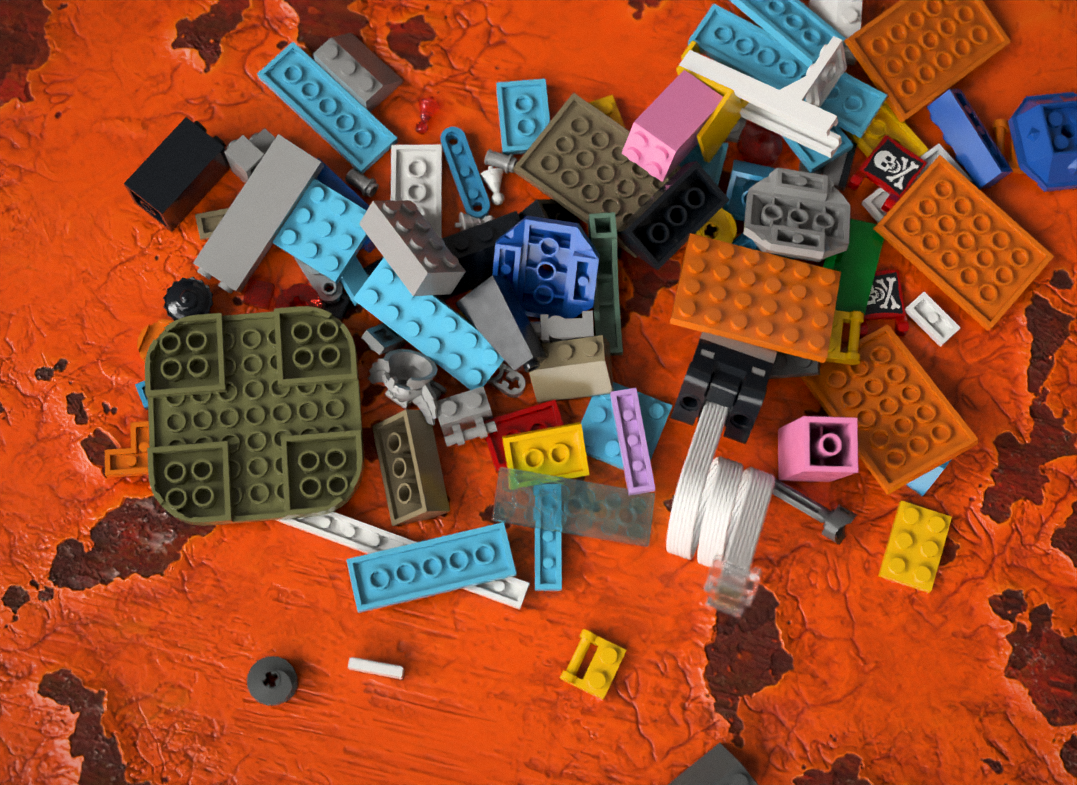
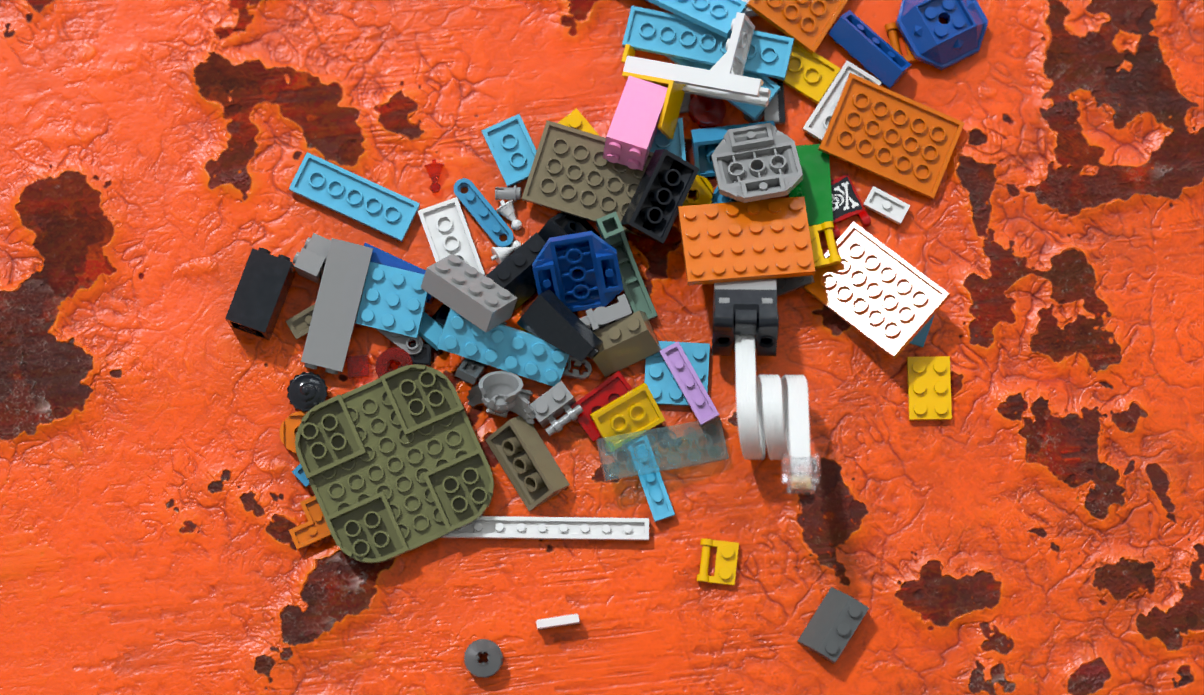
camera: 15 degrees left, 5 degrees up
(357, 70) = (367, 157): light grey slope -> none
(361, 182) = (405, 249): light grey pin -> none
(431, 567) = (571, 532): medium azure plate -> none
(817, 449) = (831, 343): bright pink brick -> none
(833, 520) = (862, 391): dark grey piece -> none
(891, 169) = (815, 95): flag -> none

